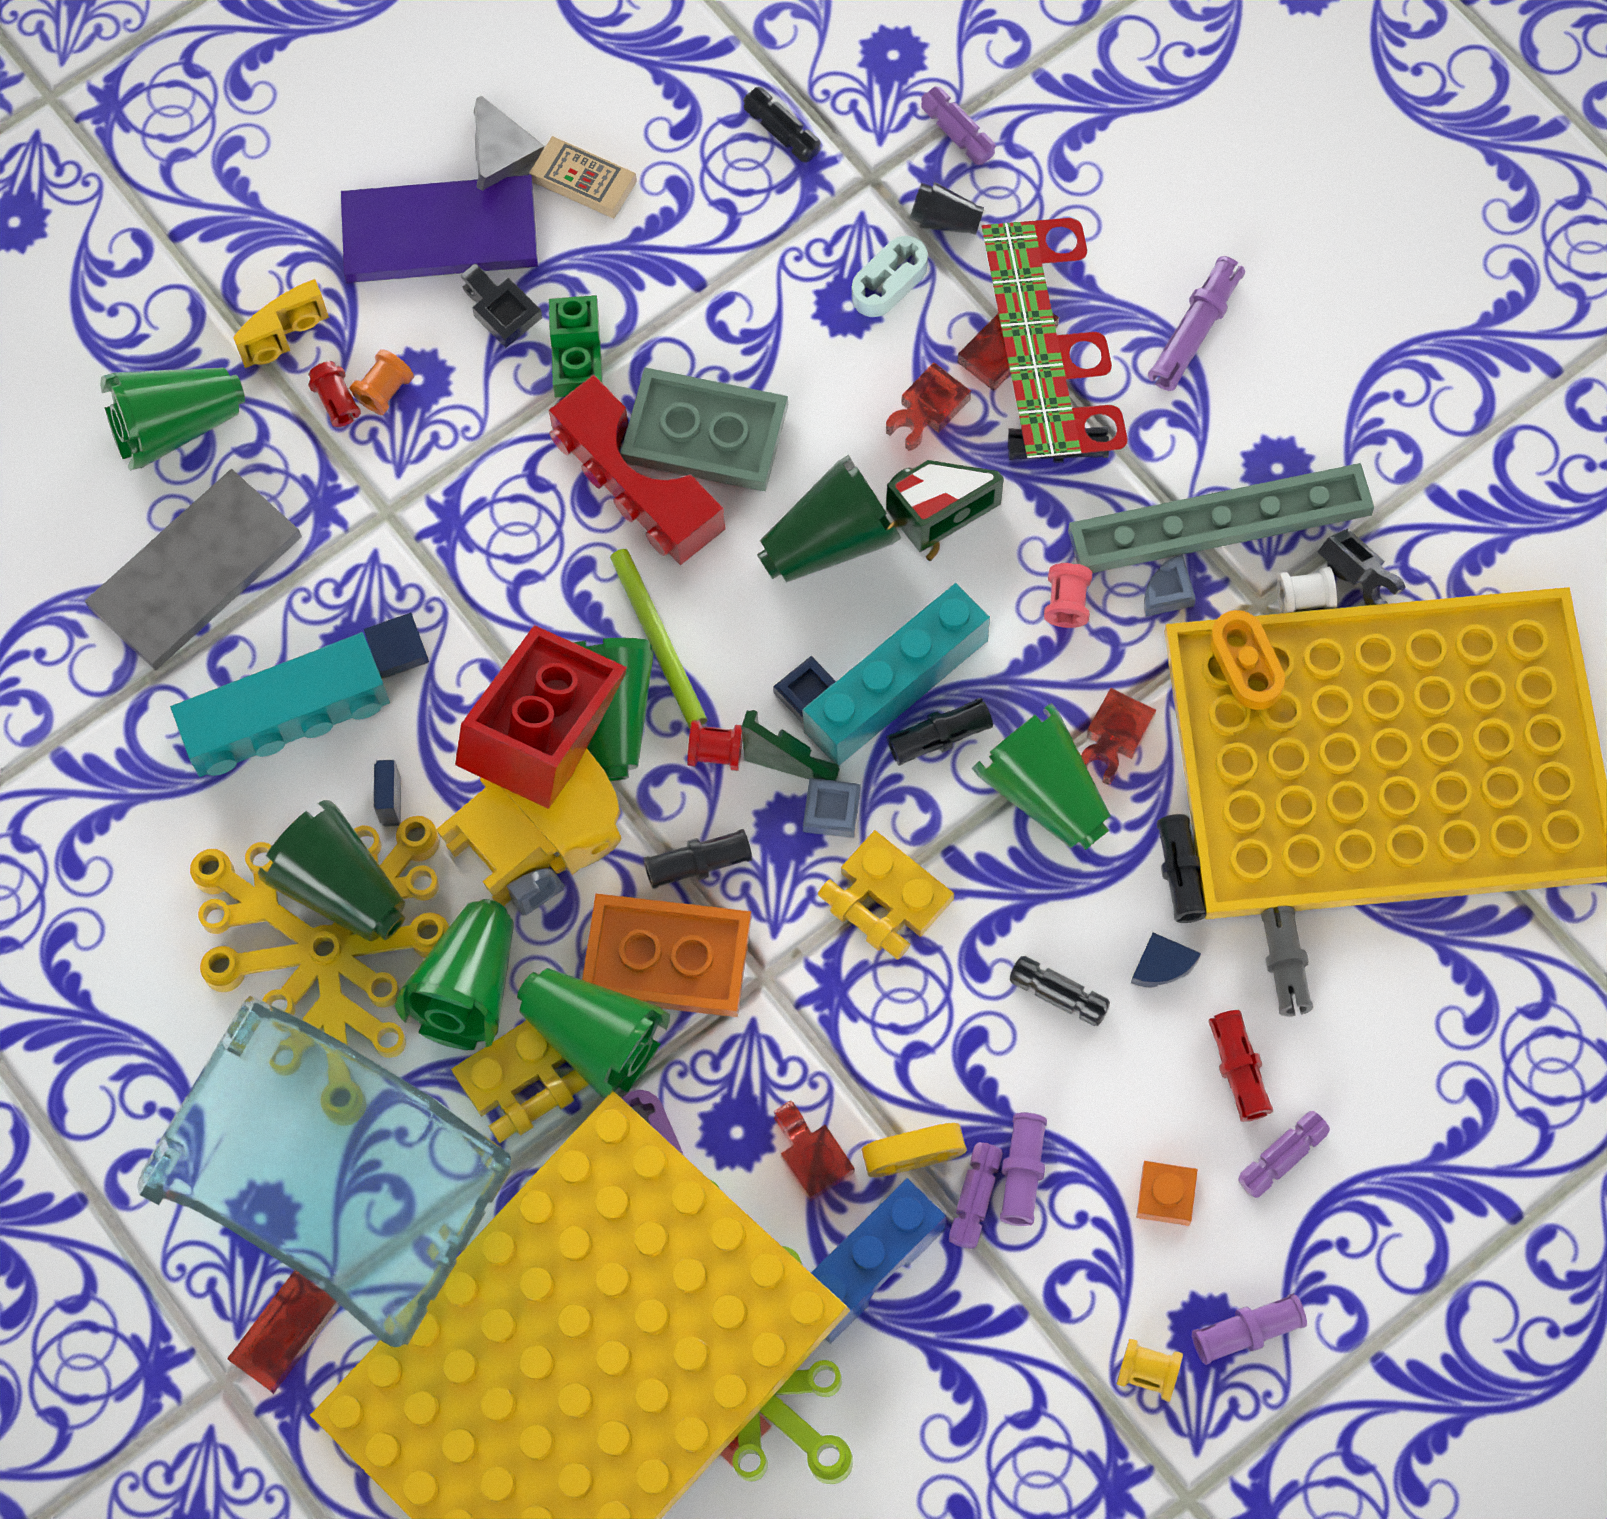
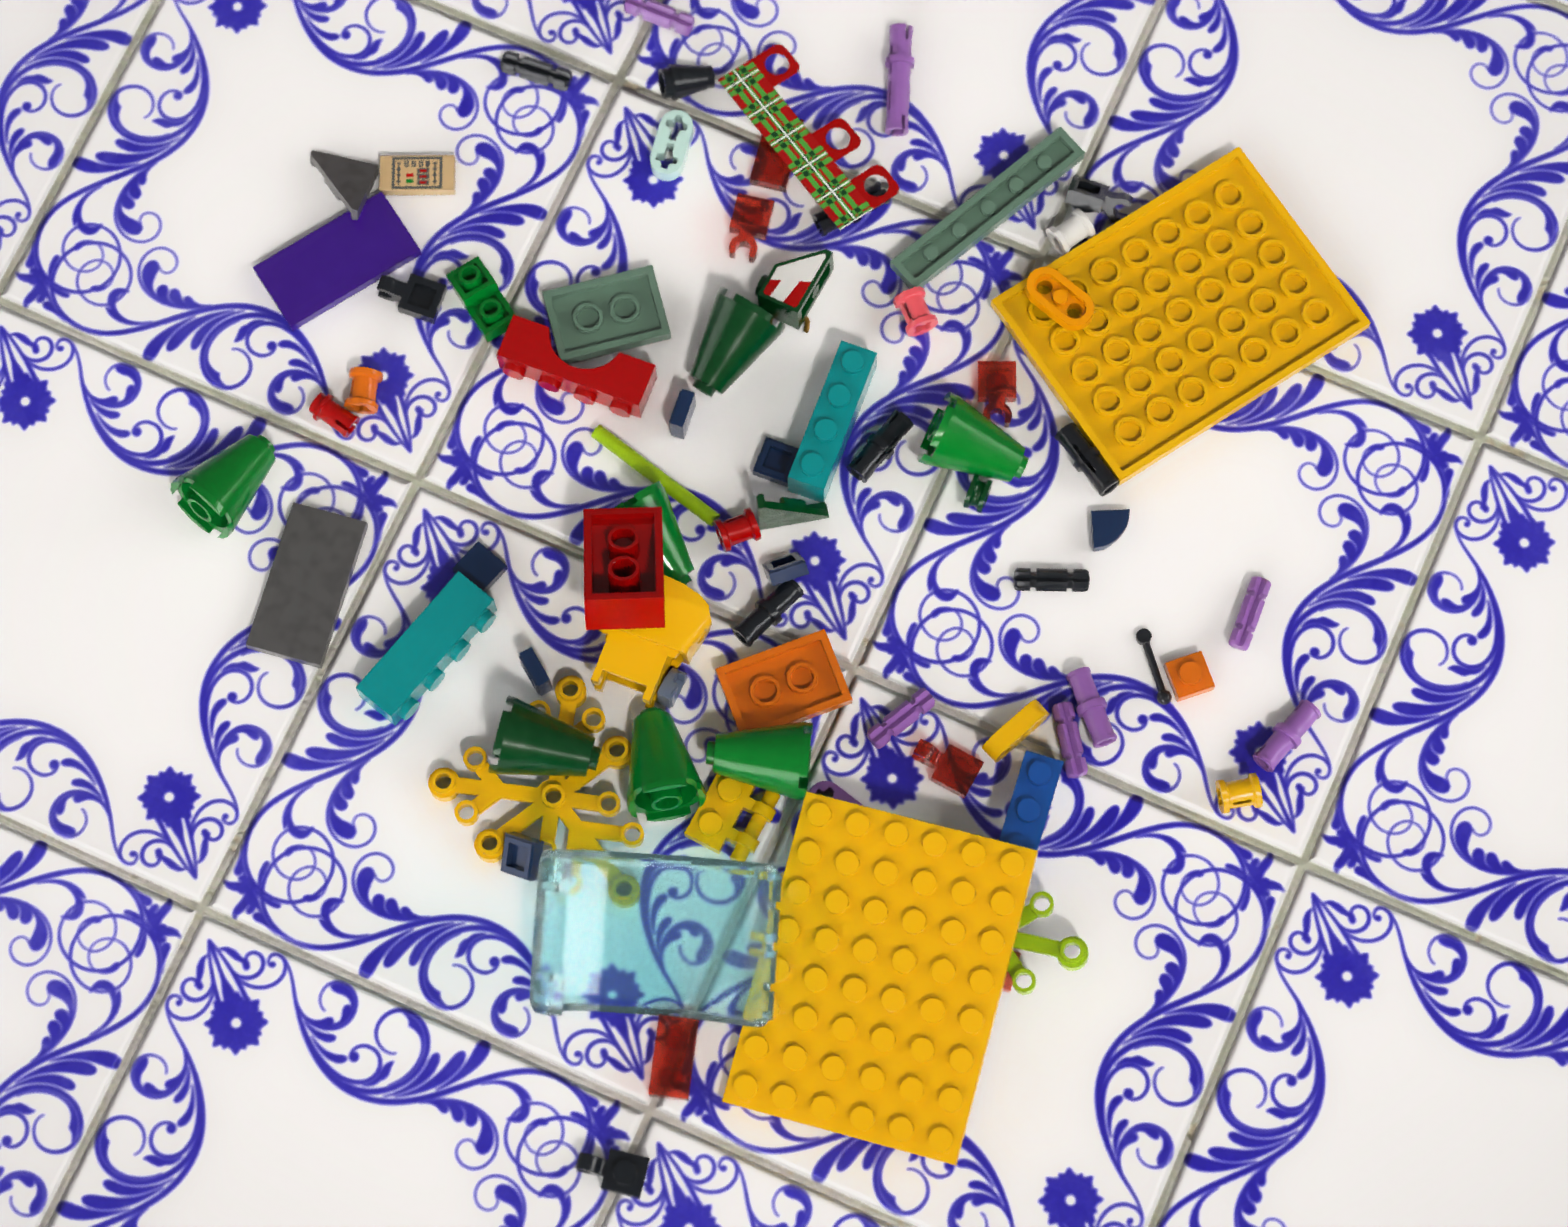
camera: 30 degrees left, 5 degrees up
(143, 1437) = (621, 1173): none -> black plate
(245, 982) = (521, 855): none -> dark blue tile
(263, 335) = (263, 395): yellow slope -> none
(727, 581) = (682, 413): none -> dark blue tile
(745, 818) = (785, 568): none -> dark blue tile
(785, 1064) = (900, 718): none -> medium lavender axle
(831, 808) = (836, 533): sand blue tile -> none
(896, 884) = (906, 563): yellow plate -> none
(1025, 843) = (977, 493): none -> dark green bush
(1136, 1119) = (1143, 638): none -> black hinge
(1169, 588) = (977, 273): sand blue tile -> none
(1240, 1065) = (1192, 570): red pin -> none
(1287, 961) = (1186, 486): dark grey pin -> none

